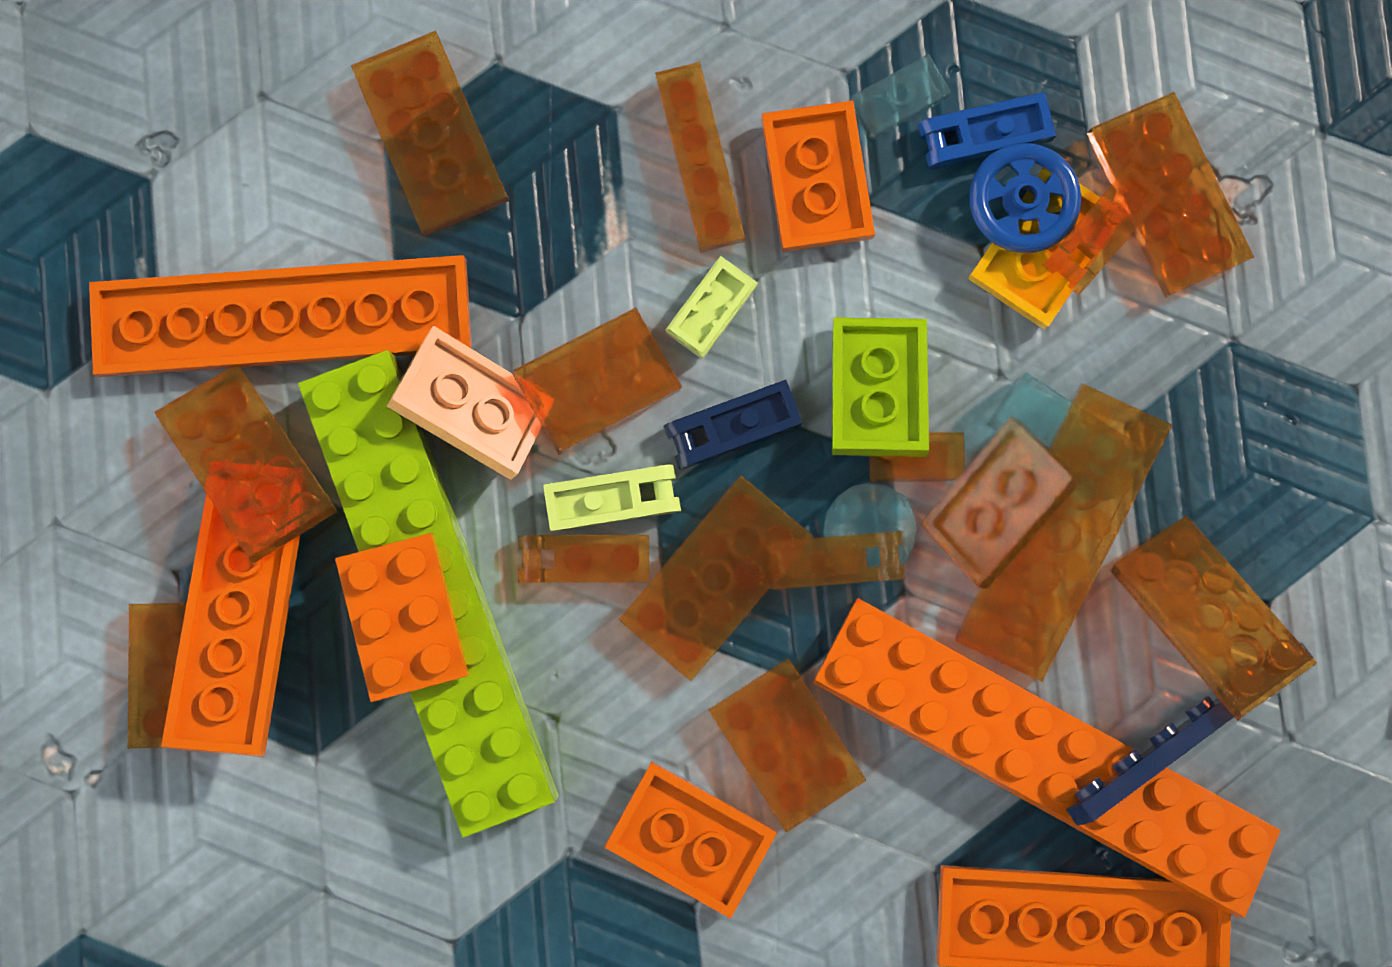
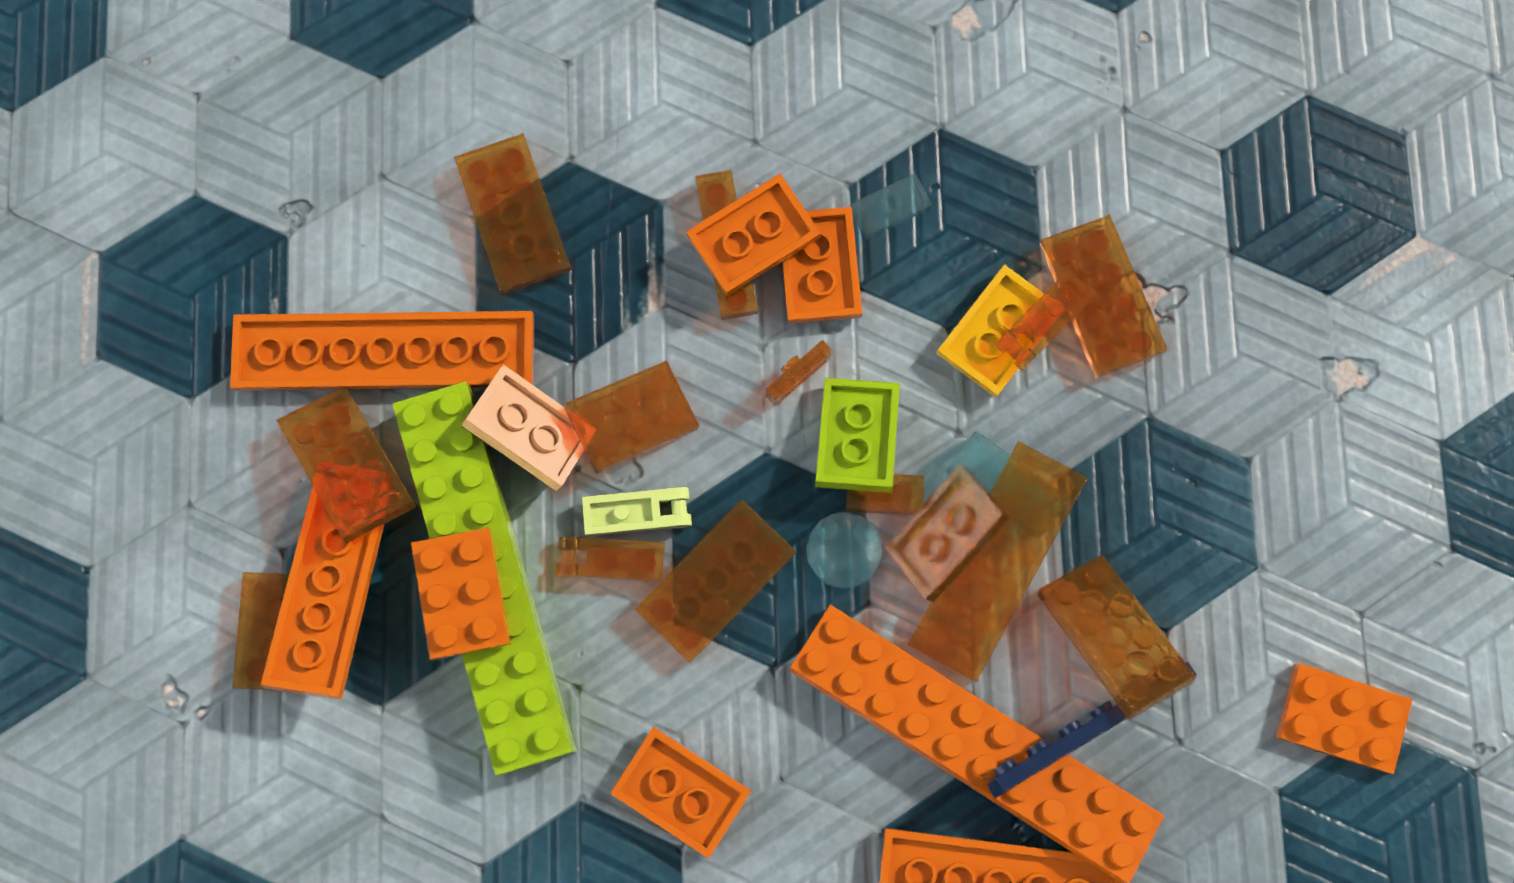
camera: 10 degrees right, 5 degrees down
(711, 307) = (727, 364): yellowish green plate -> none
(734, 142) = (753, 234): none -> orange plate
(734, 424) = (739, 458): dark blue plate -> none
(787, 744) = (764, 720): clear orange plate -> none
(798, 312) = (797, 371): none -> clear orange plate
(834, 560) = (812, 571): clear orange plate -> none
(987, 129) = (959, 236): blue plate -> none
(1051, 226) = (966, 317): blue plate -> none

